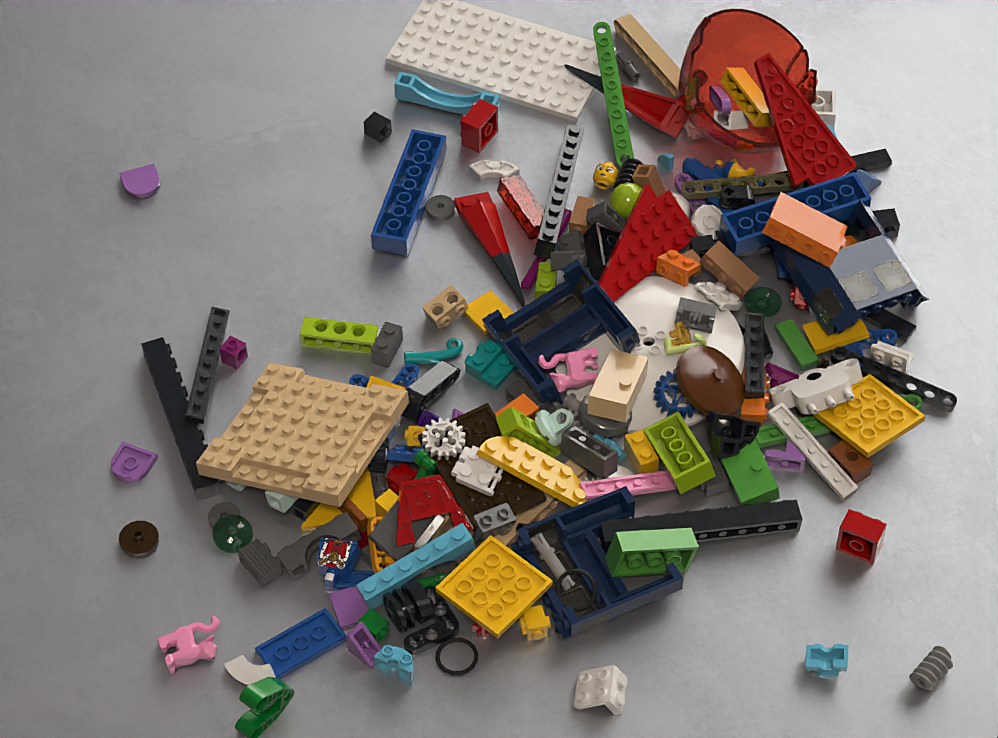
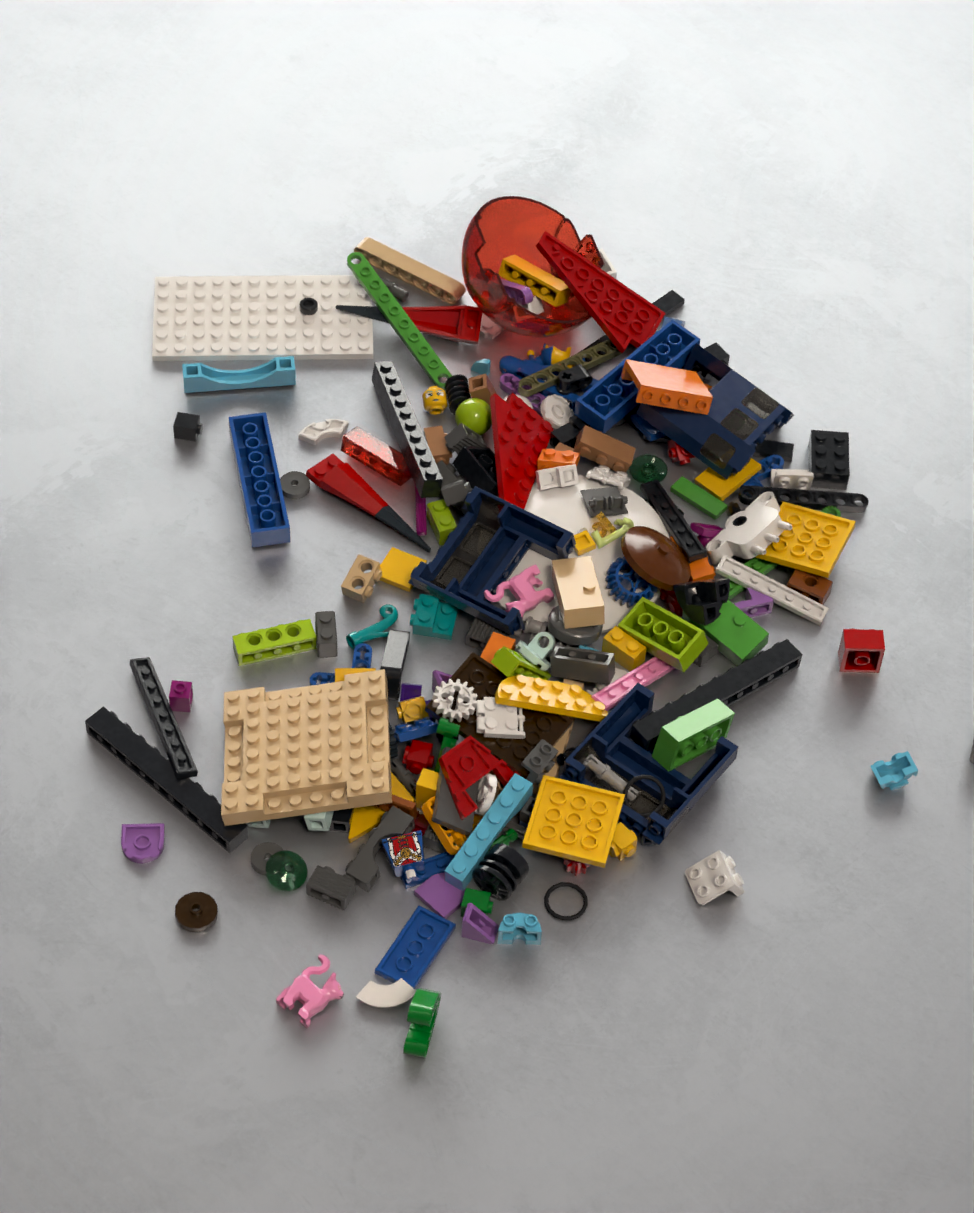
camera: 30 degrees left, 0 degrees up
(439, 627) = (534, 881): black beam -> none
(479, 125) = (288, 392): red brick -> none
(542, 57) = (308, 306): none -> black tile
(651, 344) = (584, 543): none -> yellow tile
(666, 278) = (557, 477): none -> white slope
(940, 351) = (829, 459): none -> black brick

